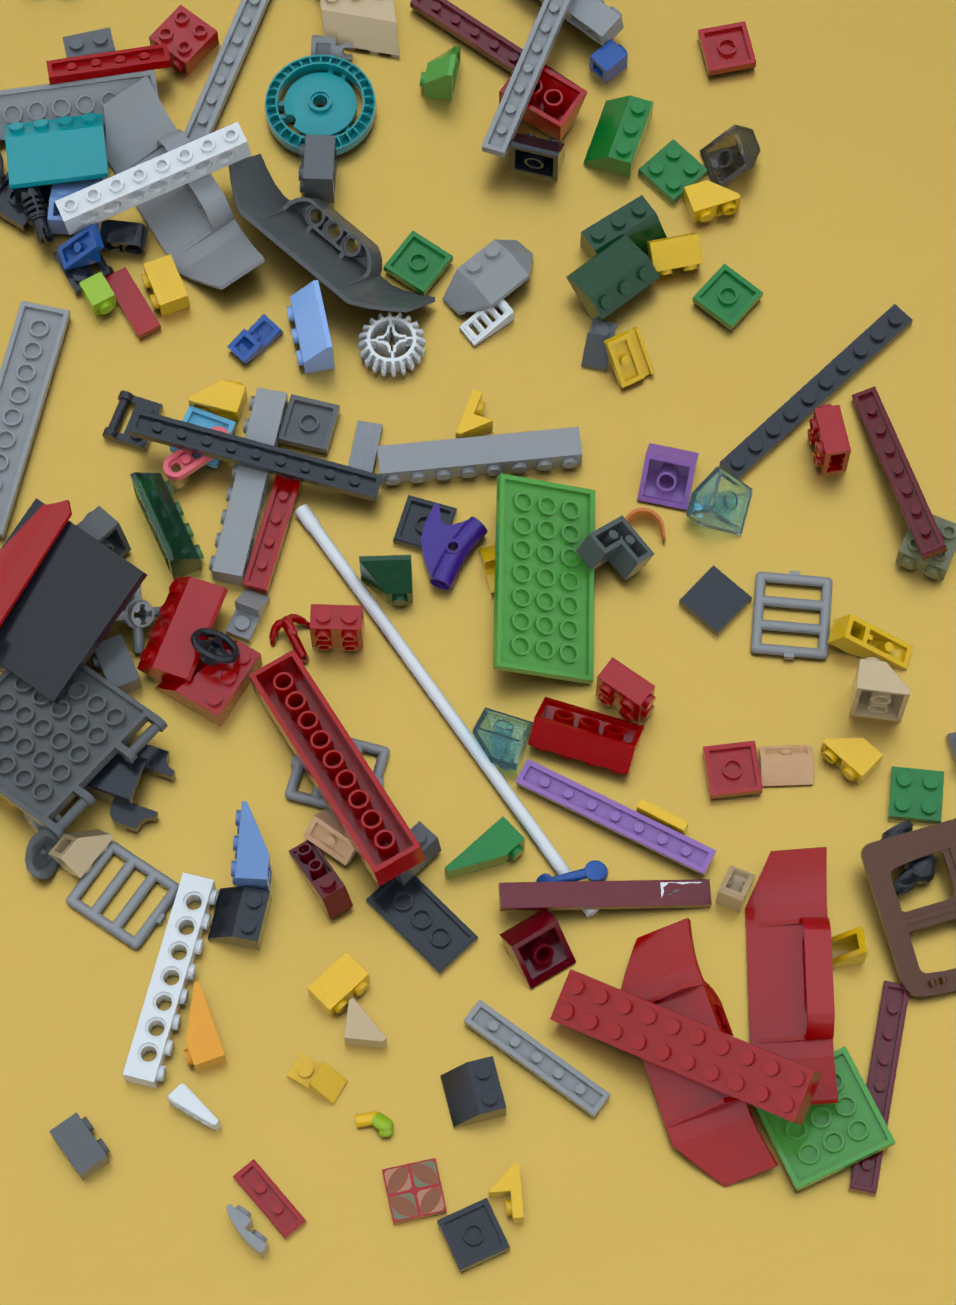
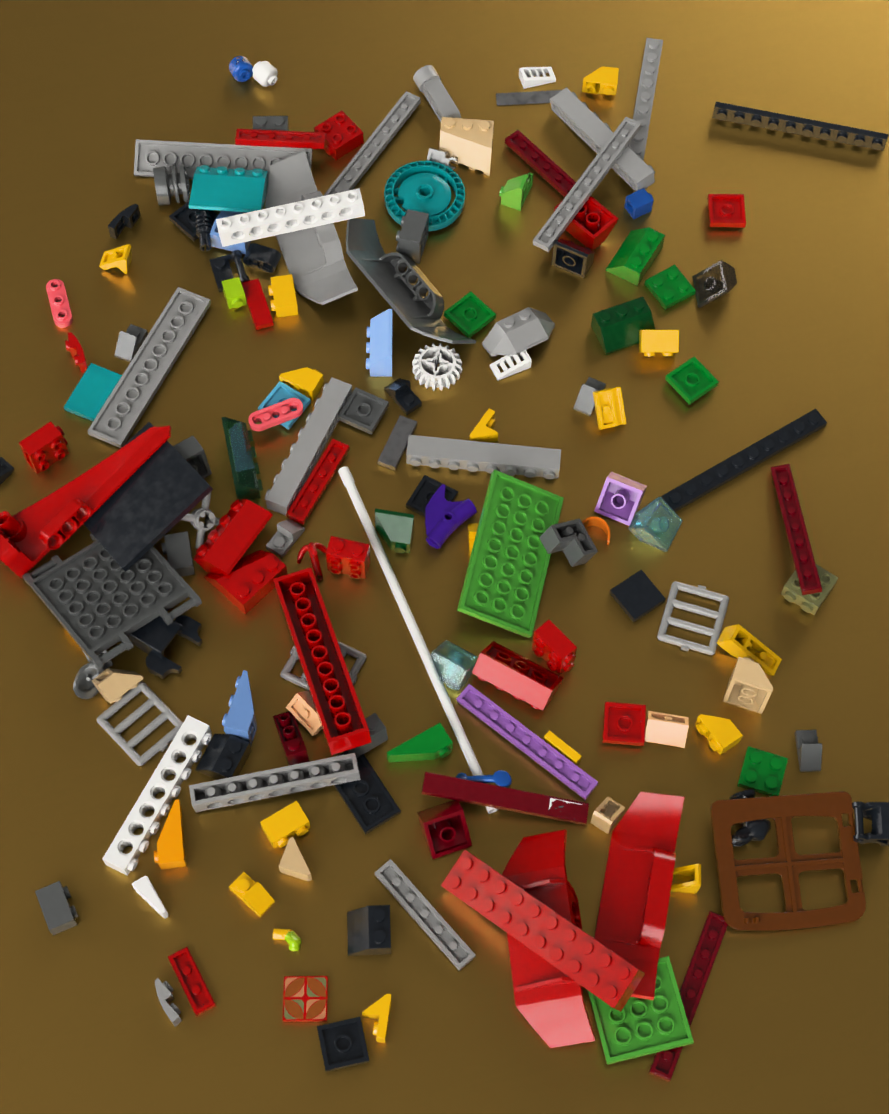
camera: 10 degrees right, 5 degrees down
(81, 248) = (229, 258): blue slope -> none
(111, 432) = (240, 389): black plate -> none
(212, 651) = (249, 555): black piece -> none
(255, 340) = (338, 346): blue slope -> none
(255, 455) = (318, 423): black plate -> none
(314, 934) = (274, 782): none -> light grey brick
(355, 392) = (403, 396): none -> black slope
(612, 277) = (609, 349): dark green slope -> none
(709, 200) = (691, 310): yellow slope -> none
(829, 439) = (747, 494): red brick -> none

